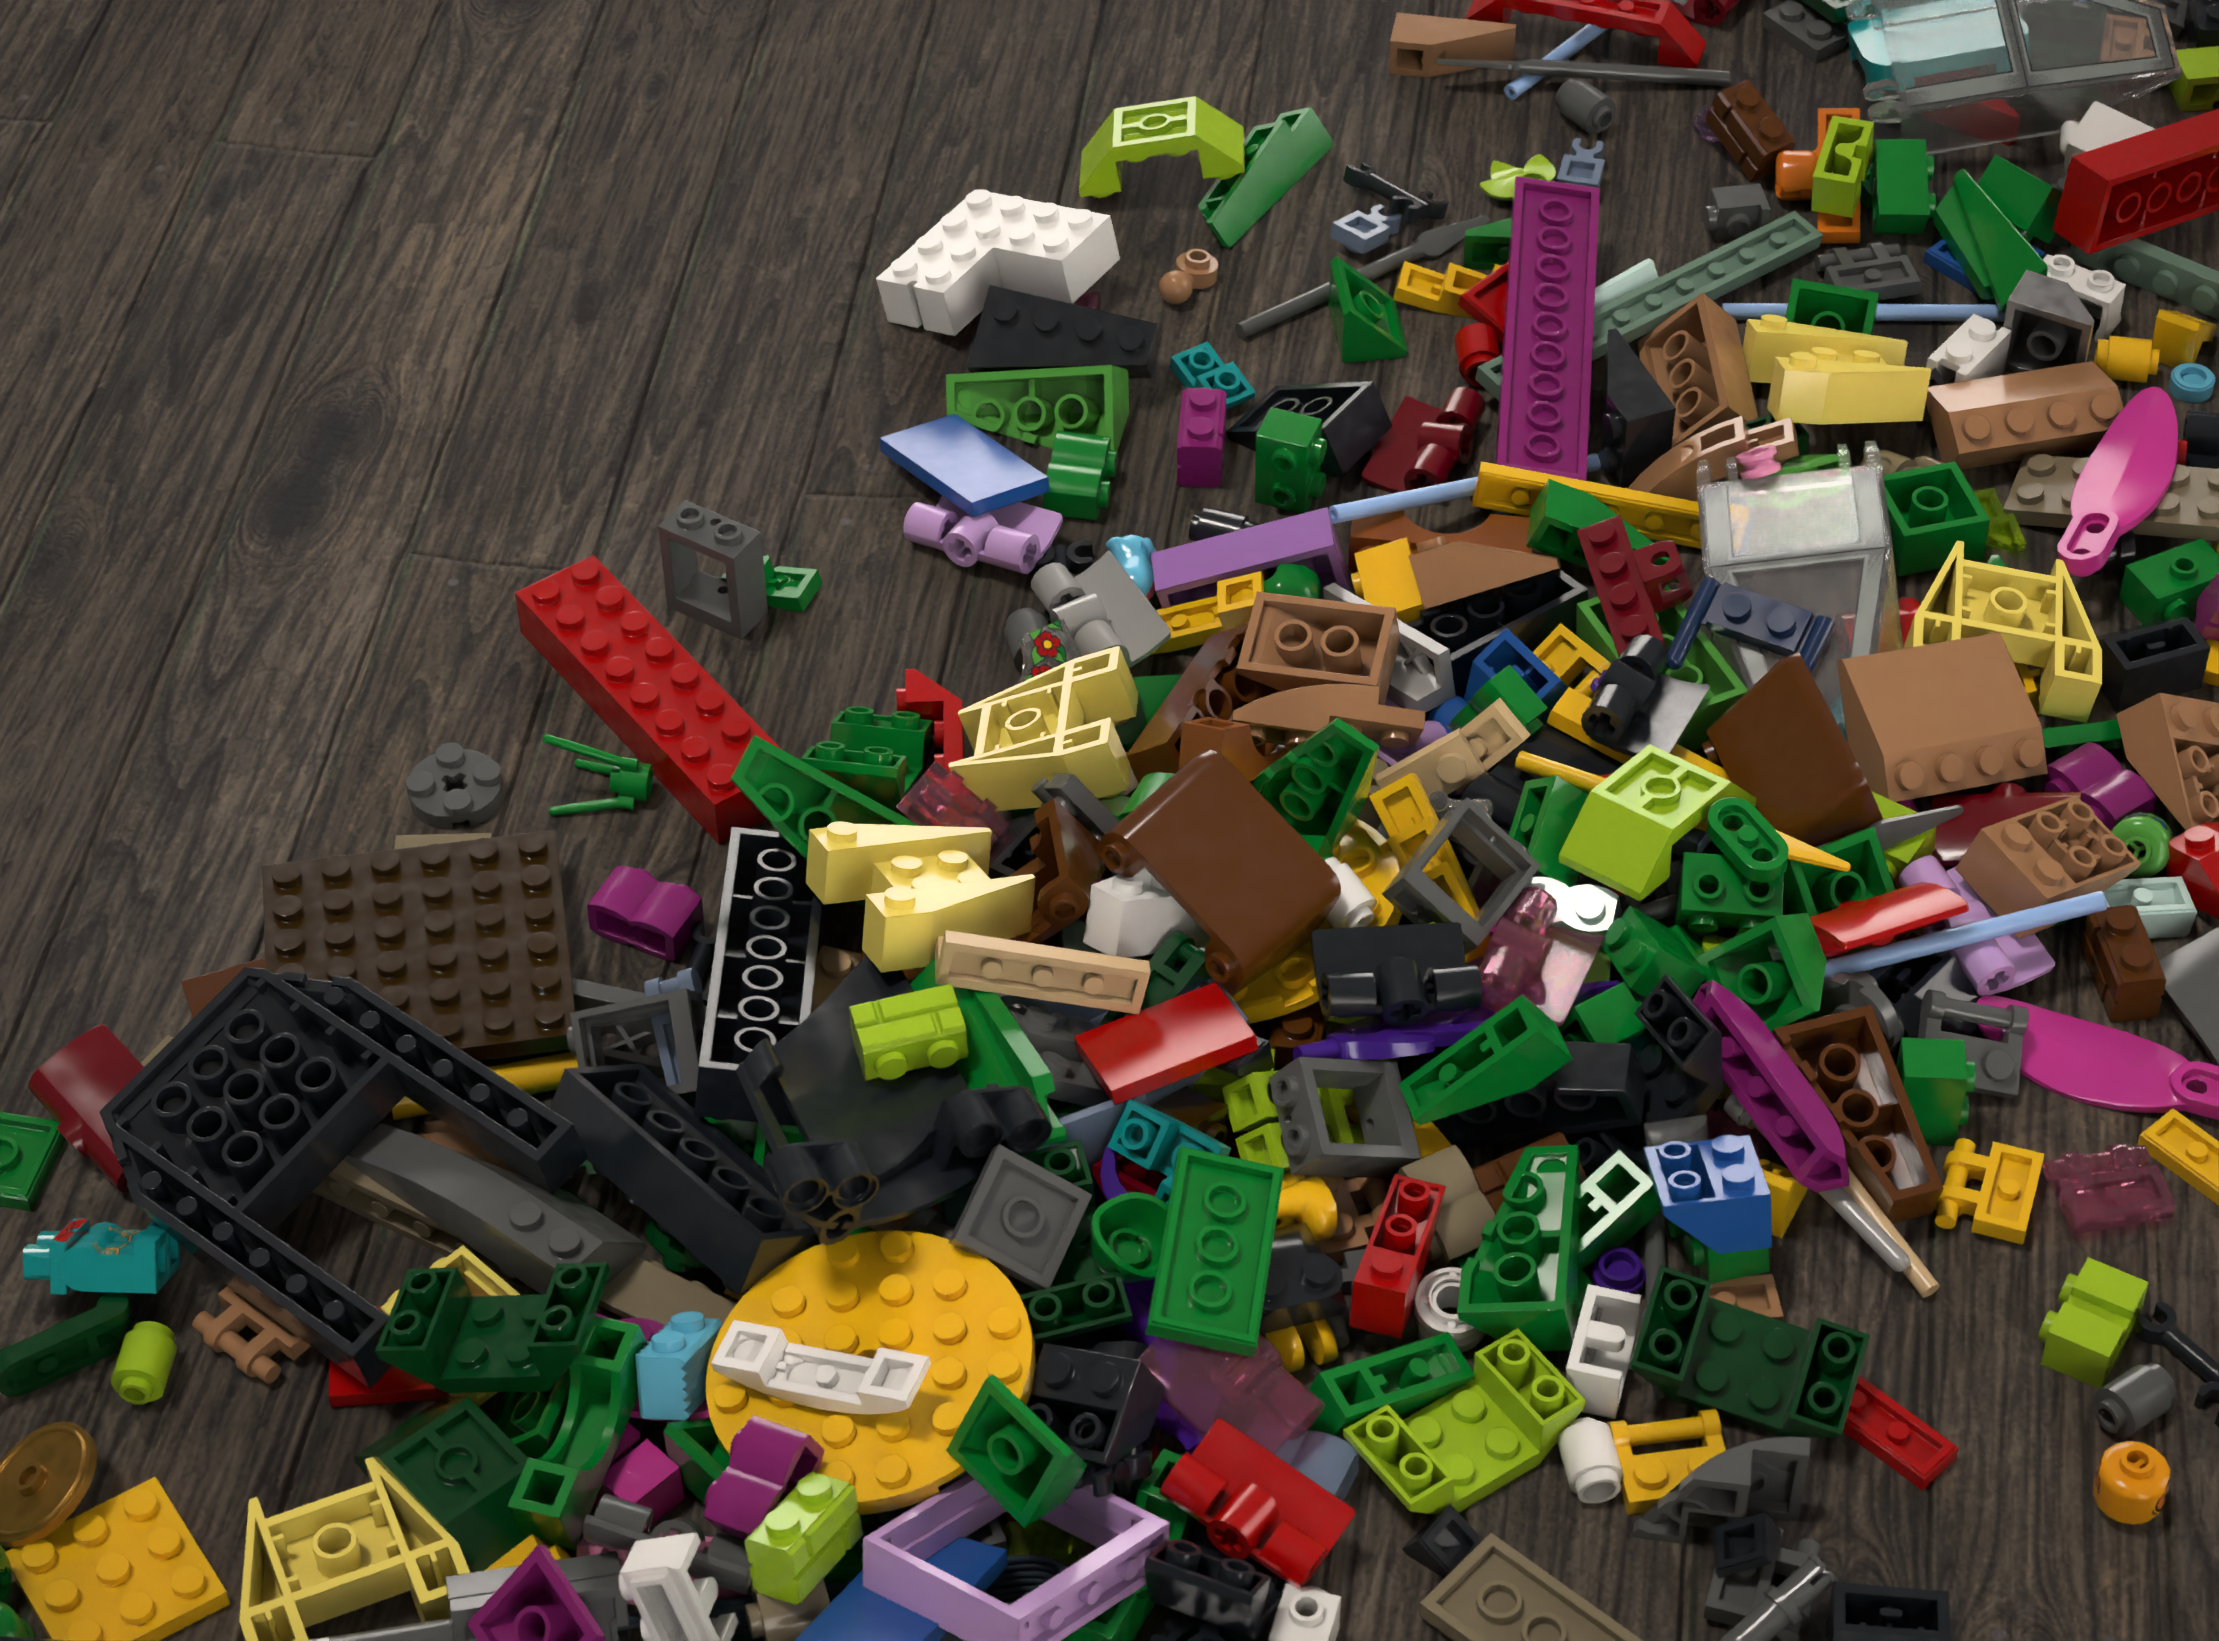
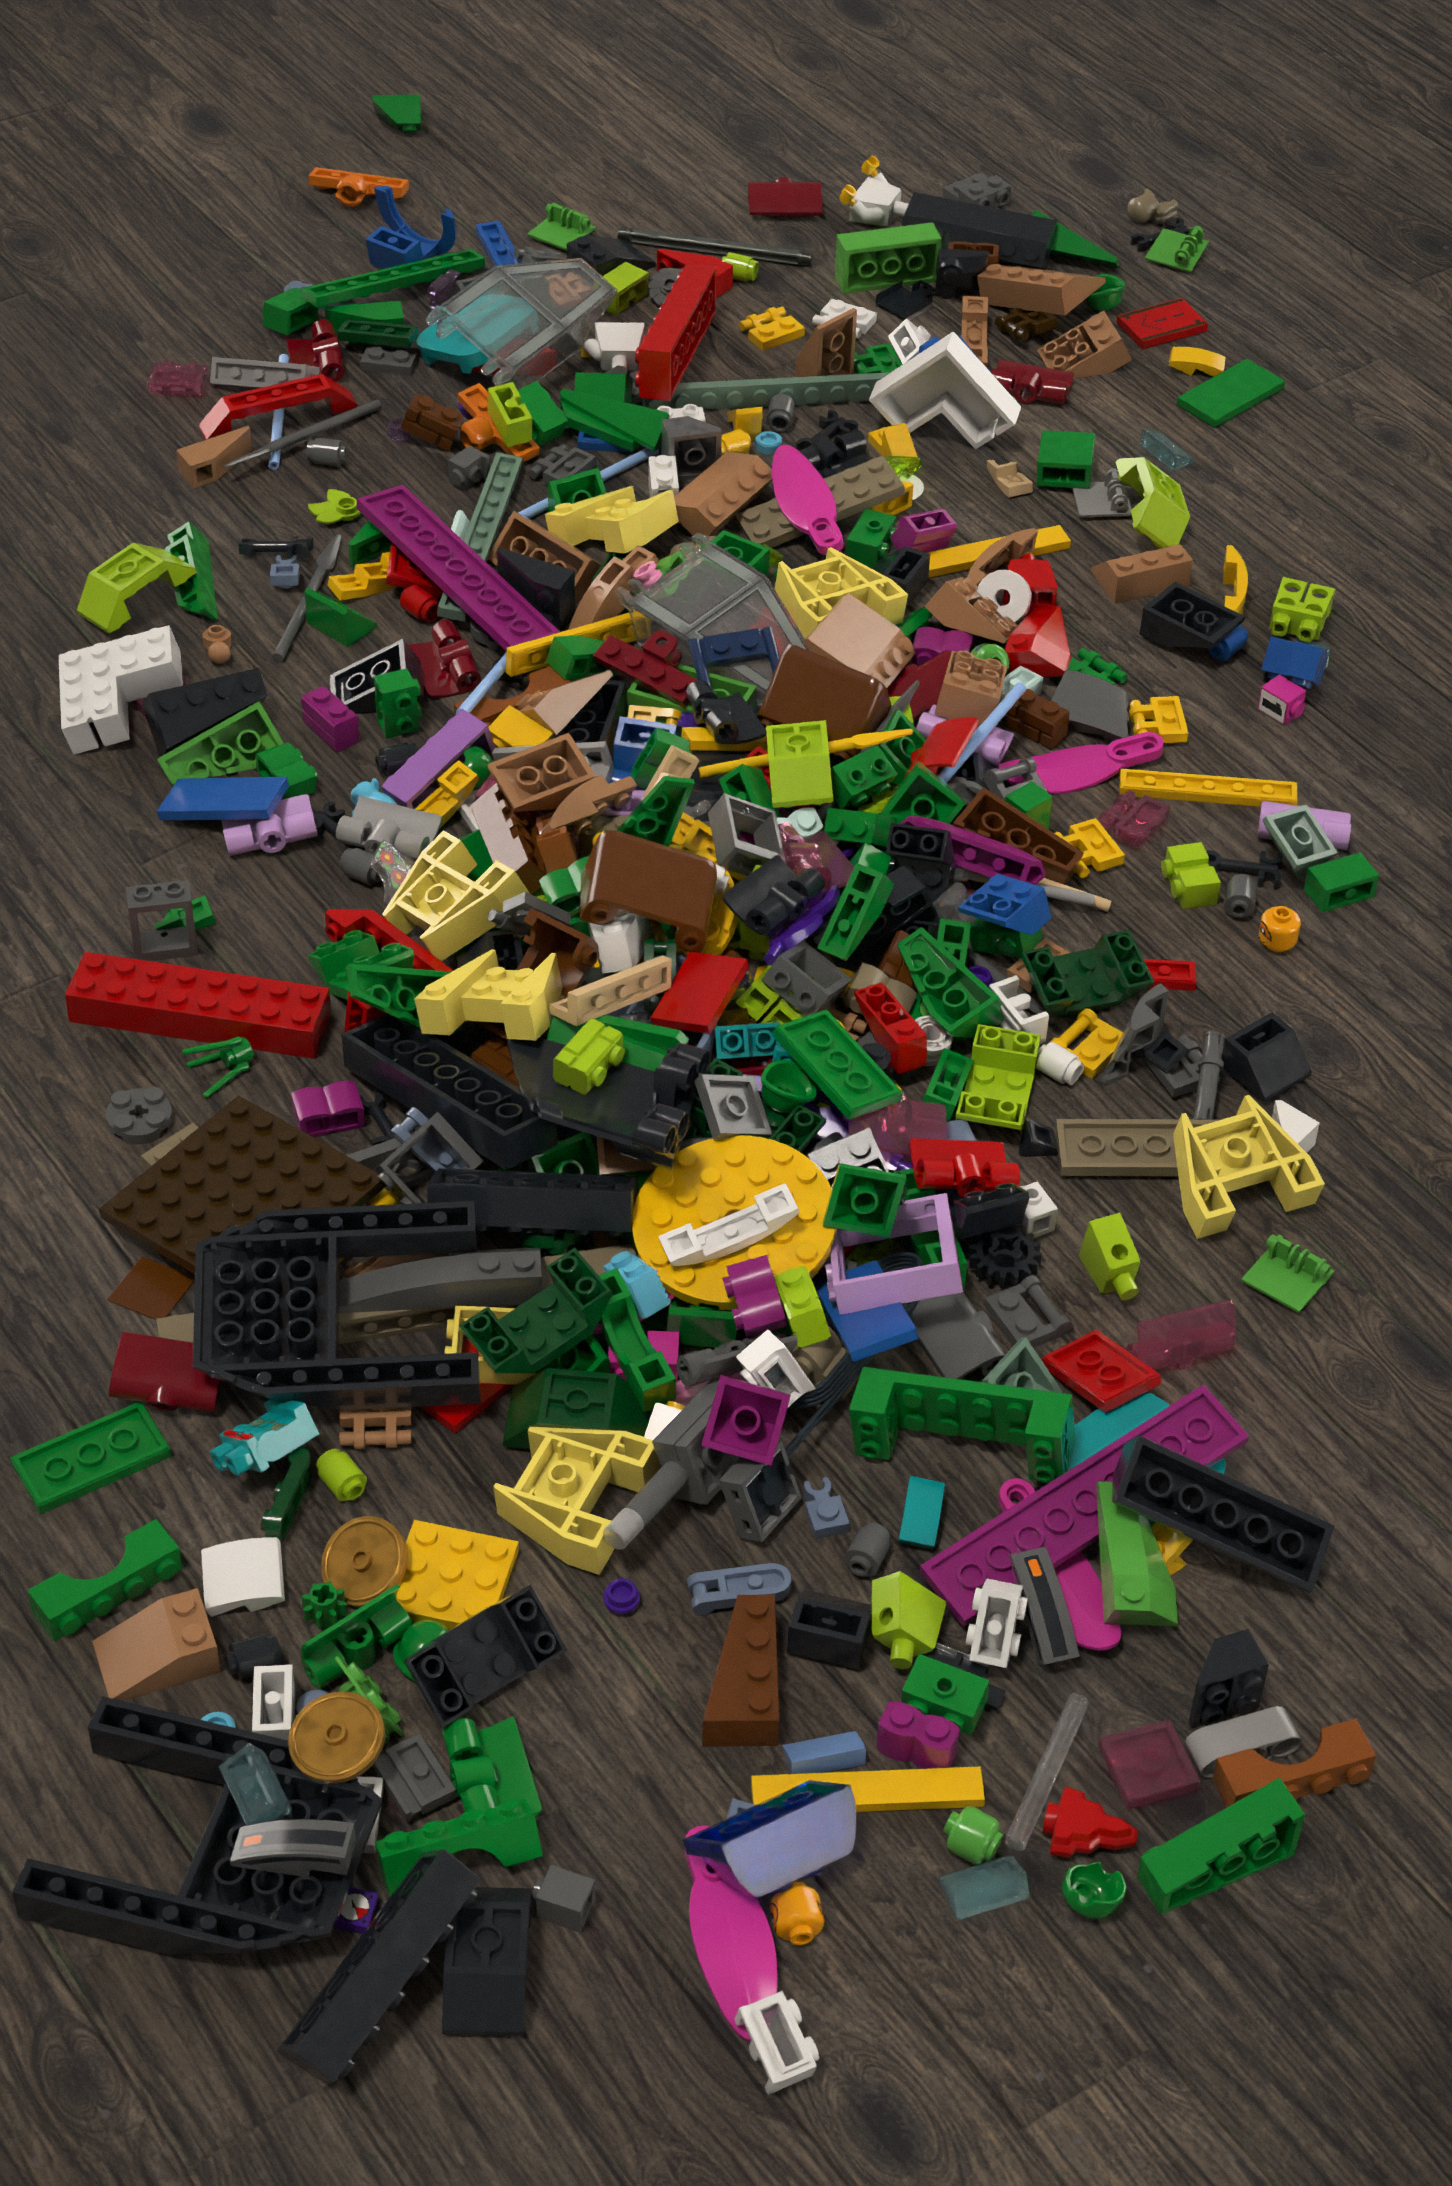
camera: 45 degrees left, 0 degrees up
(946, 802) = (439, 957): clear pink plate -> none
(1204, 369) = (289, 690): teal slope -> none
(1583, 165) = (360, 485): sand blue plate -> none
(1750, 843) = (860, 742): green plate -> none

